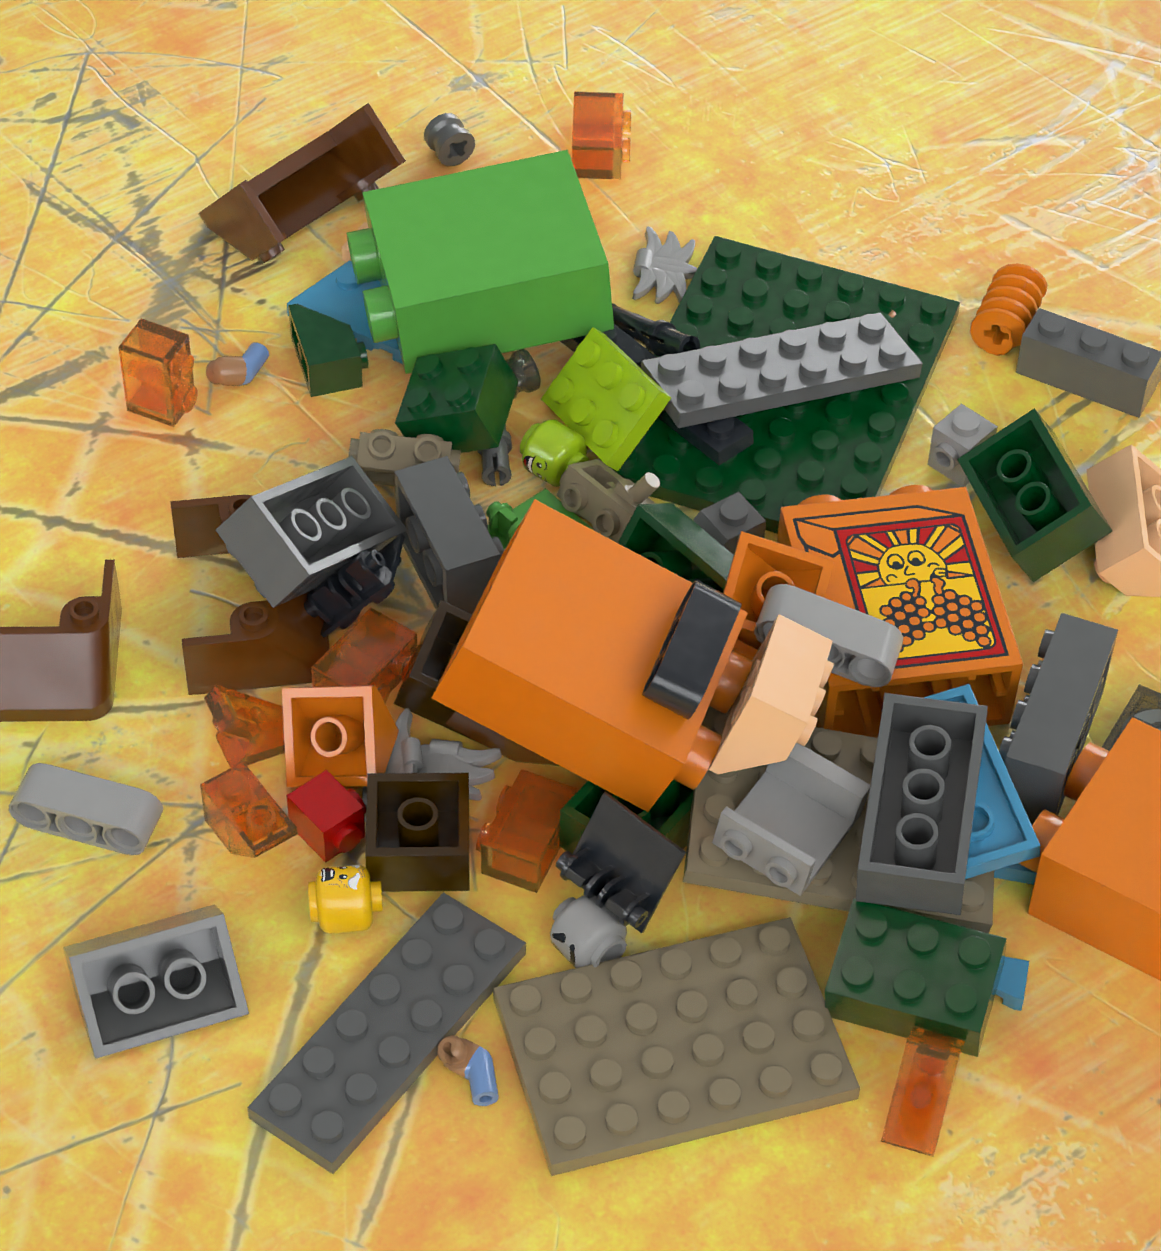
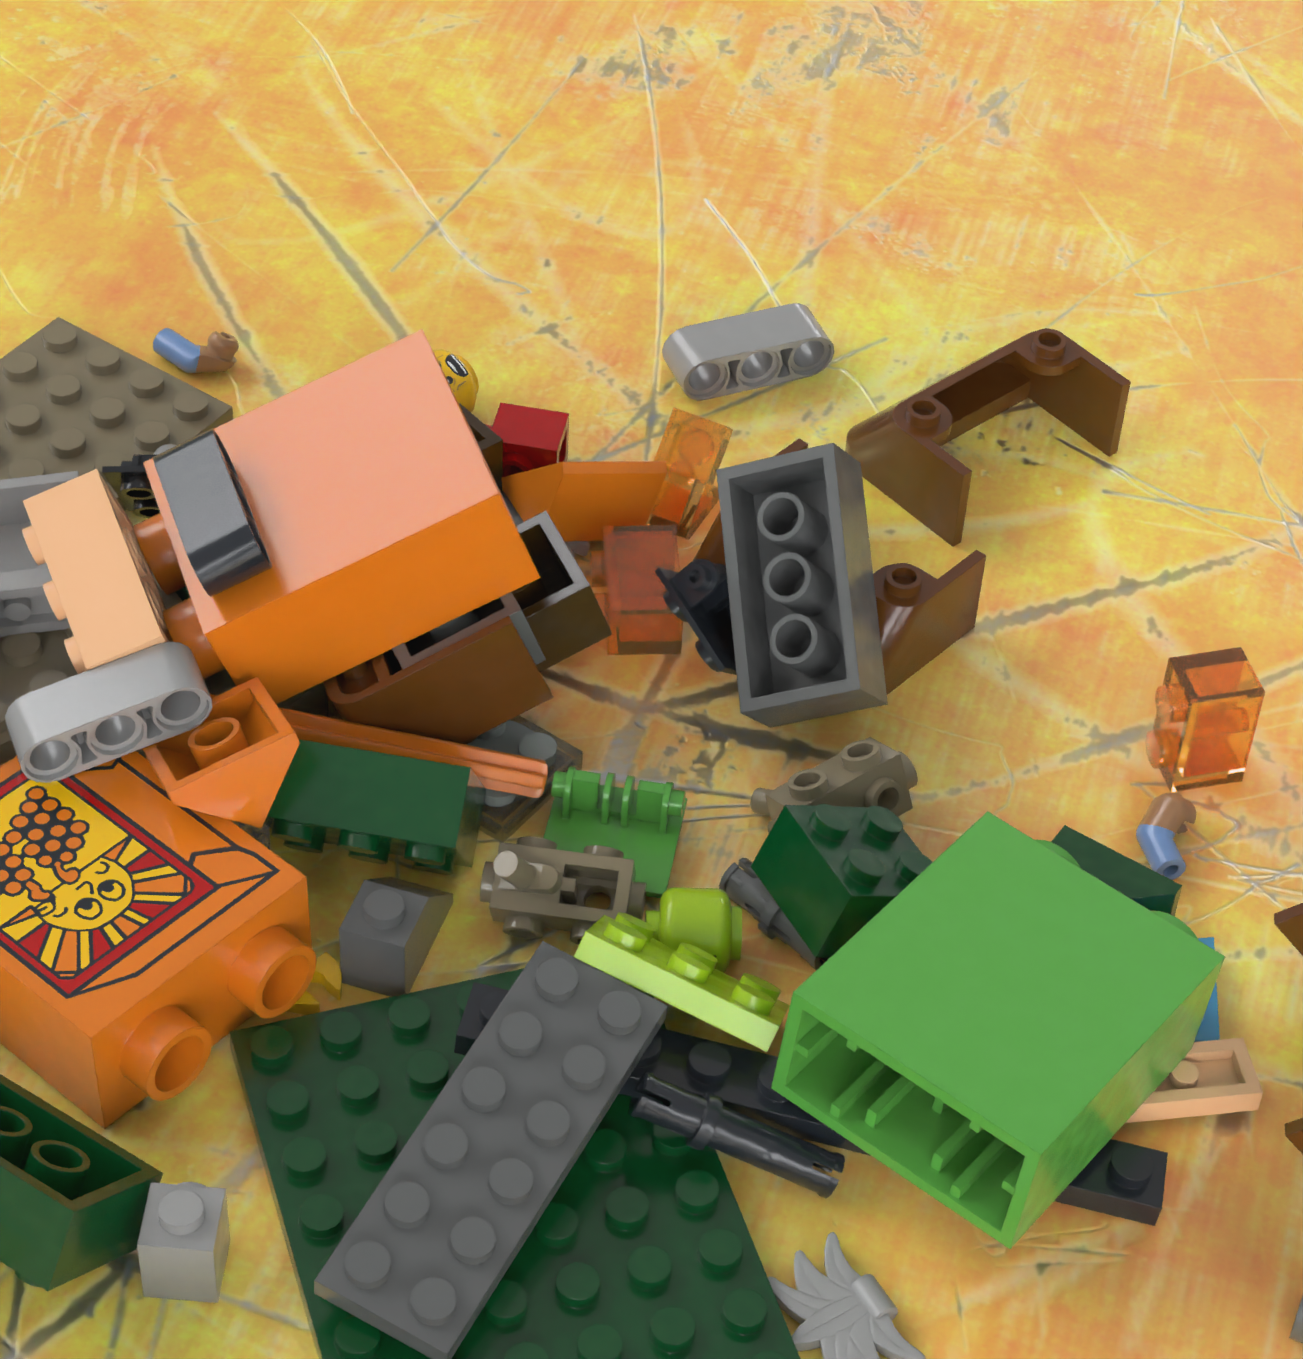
camera: 140 degrees right, 5 degrees down
(156, 980) = (538, 271): slope -> none
(244, 813) = (602, 397): clear orange slope -> none
(386, 1032) = (296, 314): dark grey plate -> none
(445, 533) = (679, 713): dark grey brick -> none

